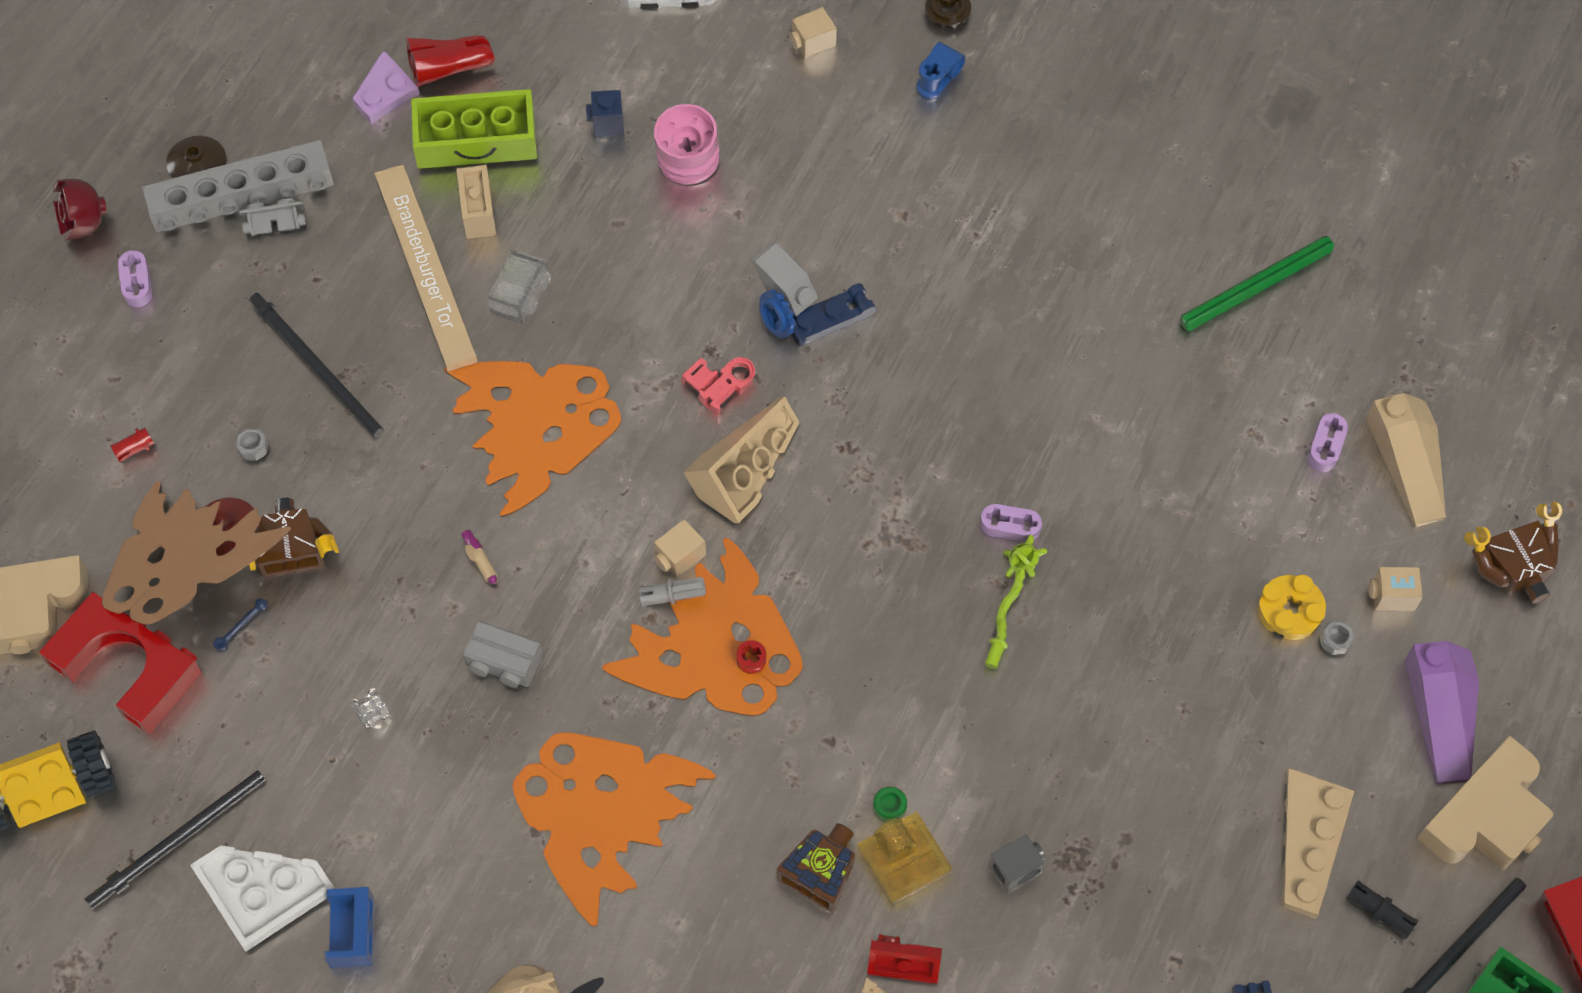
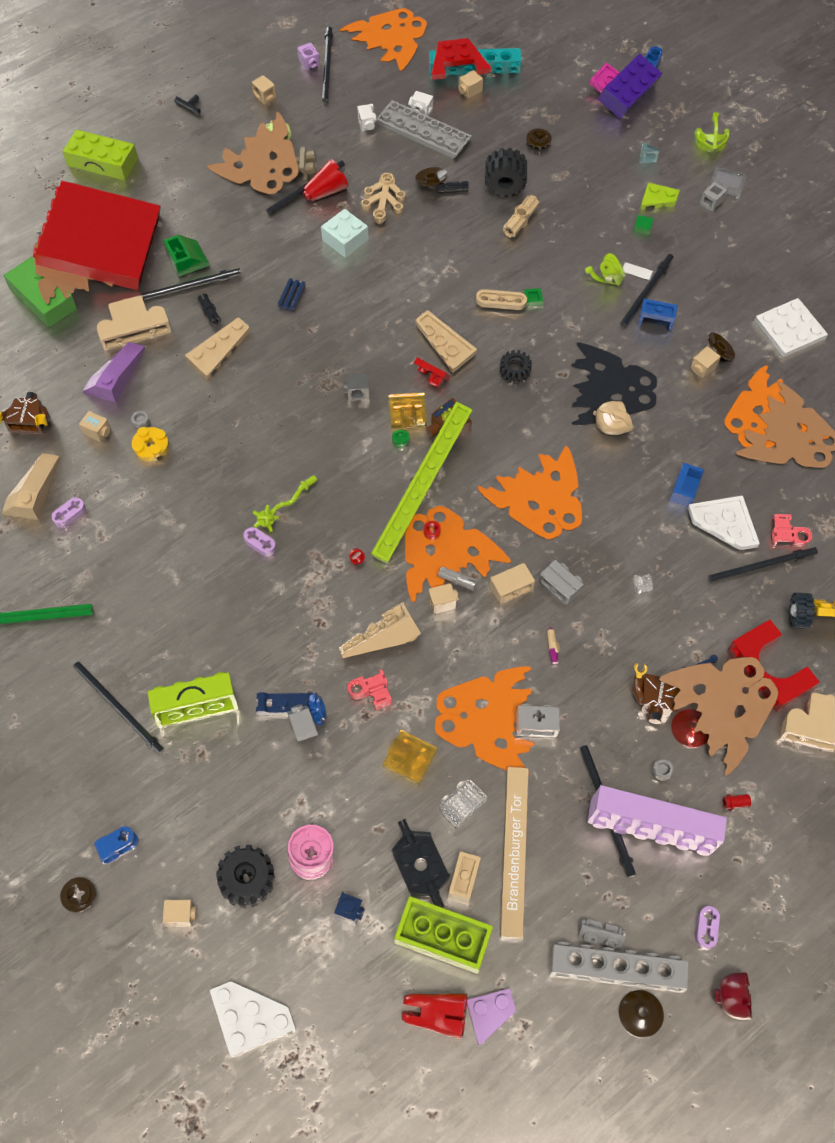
camera: 155 degrees left, 0 degrees up
(151, 915) = (785, 534): none -> coral piece
(238, 352) = (657, 820): none -> lavender brick
(443, 425) = (529, 726): none -> light grey brick
(529, 181) = (415, 847): none -> black plate
(579, 617) = (512, 583): none -> tan panel
(618, 315) = (409, 757): none -> clear yellow plate
(755, 88) = (242, 862): none -> black wheel
(804, 725) = (421, 483): none -> lime plate
(848, 561) = (358, 558): none -> red hinge
(952, 251) = (192, 699): none -> lime brick
(978, 198) = (152, 742): none -> black bar

